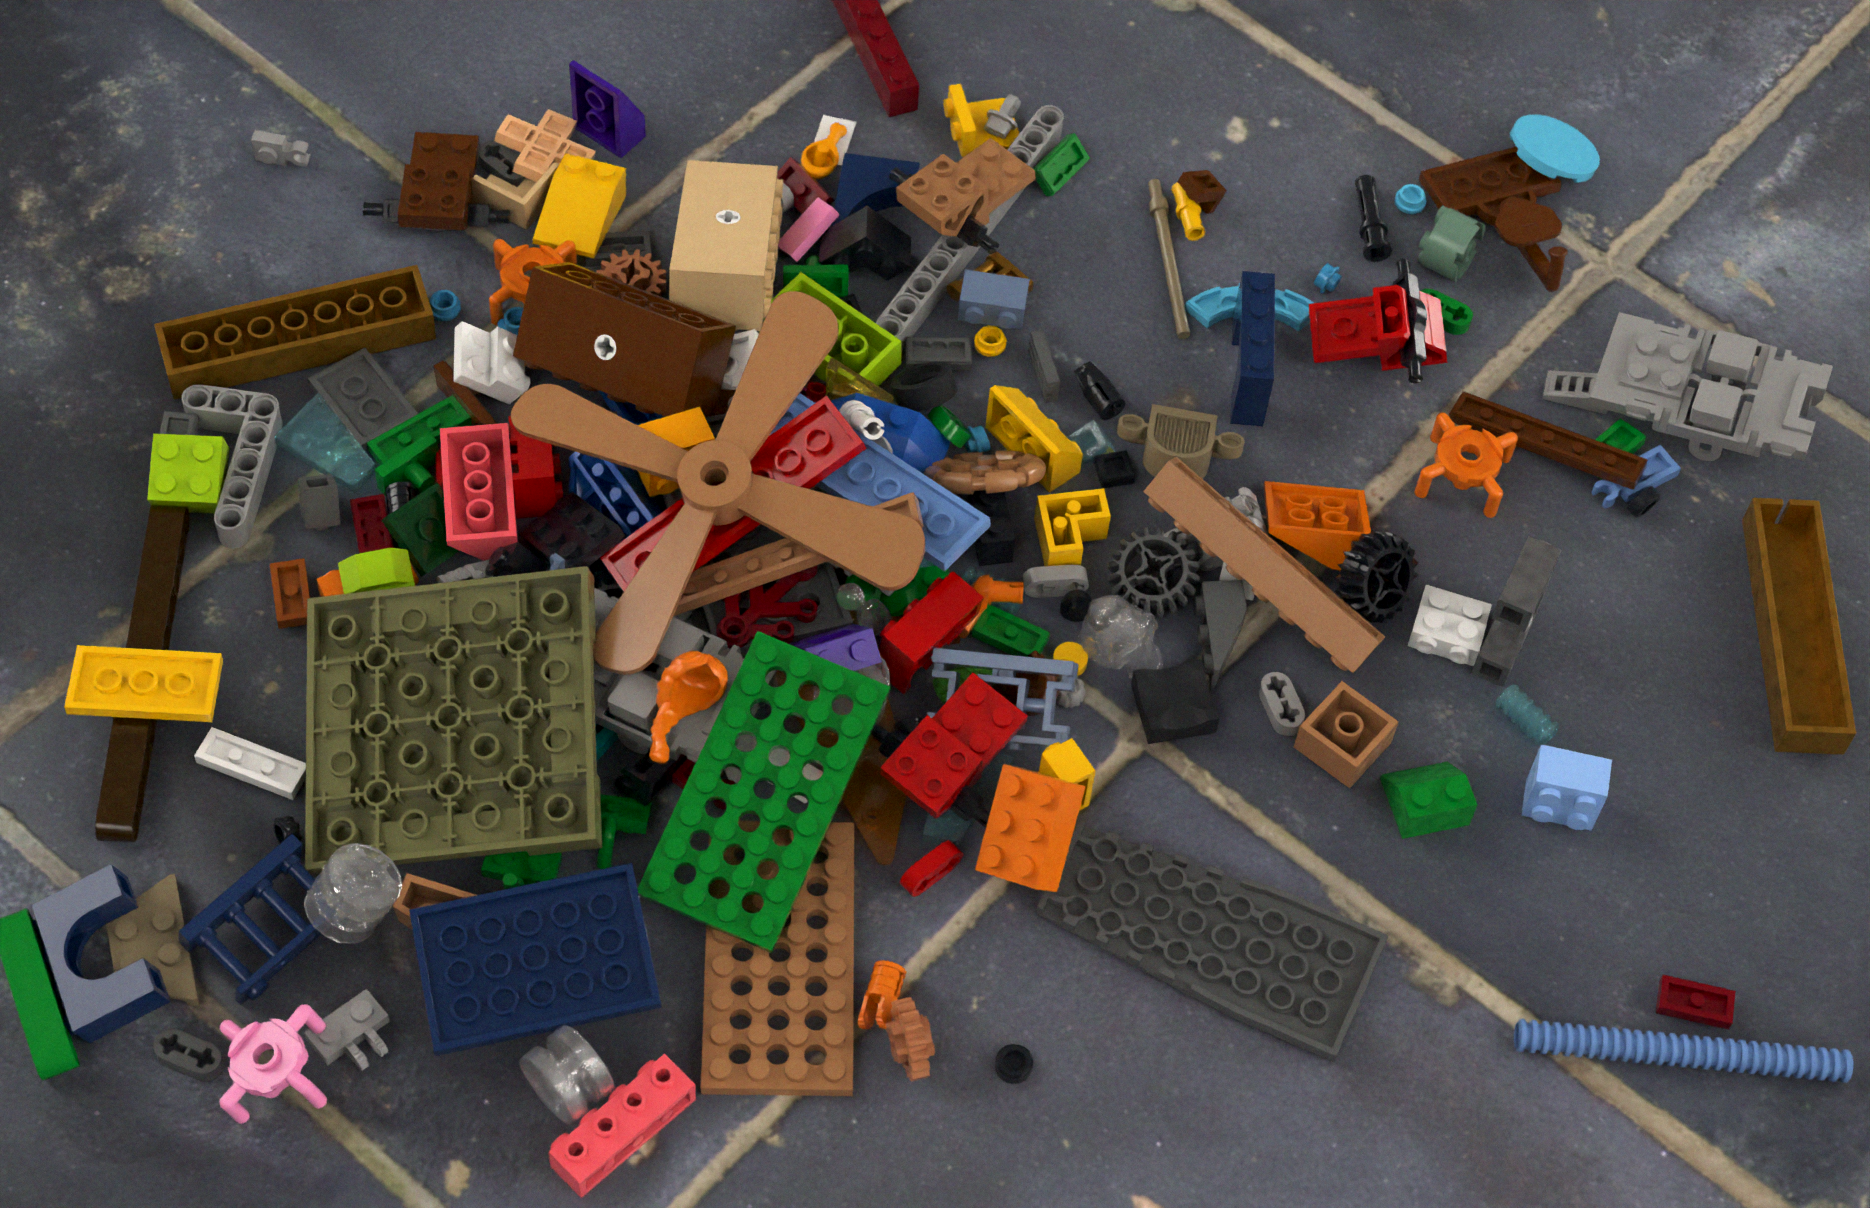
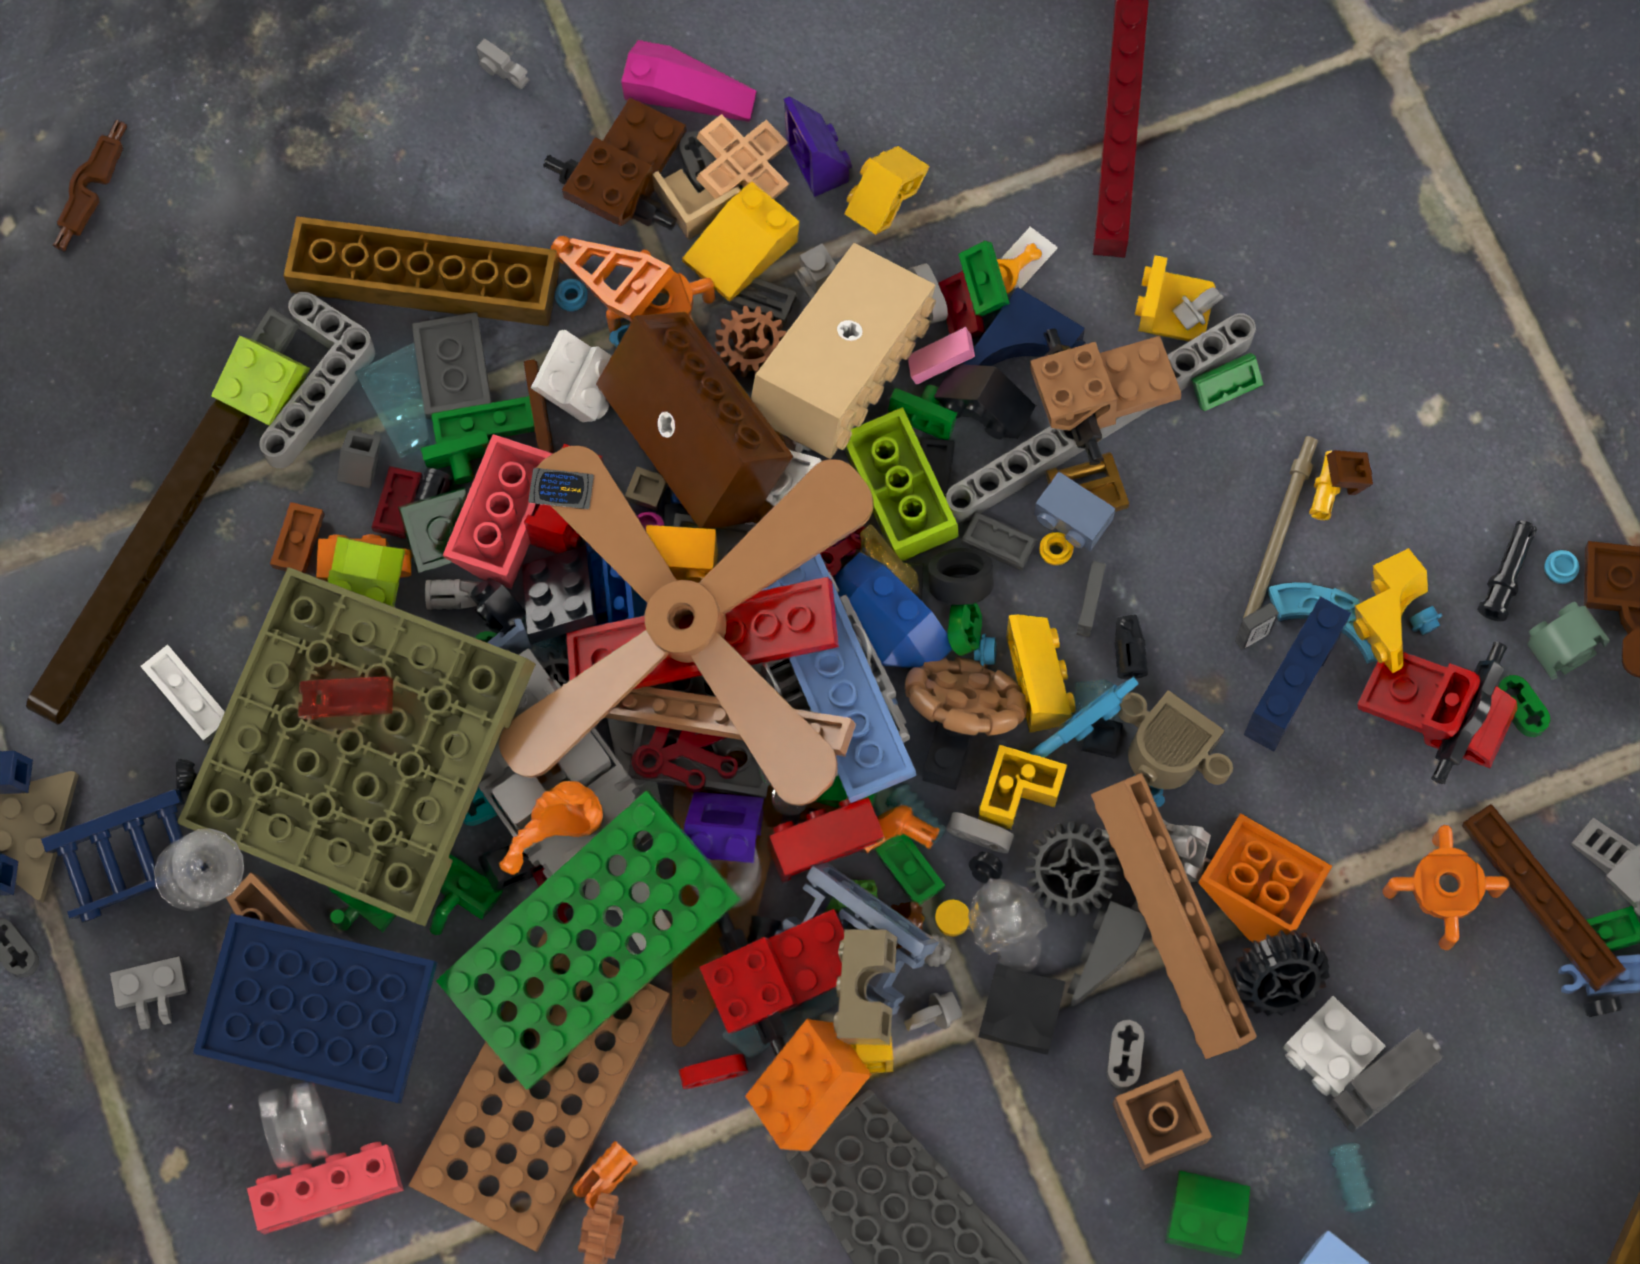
camera: 35 degrees right, 15 degrees up
(144, 683) = (123, 583): yellow plate -> none
(280, 1071) = (74, 1001): bright pink plate -> none
(426, 676) = (346, 697): none -> clear red plate
(456, 110) = (674, 80): none -> dark pink wedge
(509, 274) = (634, 293): none -> orange plate
(543, 421) = (561, 488): none -> sticker
(660, 207) = (814, 269): none -> light grey brick
(684, 123) = (883, 187): none -> yellow brick
(812, 155) = (983, 278): none -> green plate
(862, 419) = (854, 617): white pin -> none
(1053, 740) = (862, 957): none -> dark tan arch
(1095, 455) = (1081, 723): none -> dark azure plate
(1102, 736) = (940, 1010): none -> light grey piece
(1196, 328) = (1256, 626): none -> dark grey tile
(1295, 280) = (1378, 619): none -> yellow arch

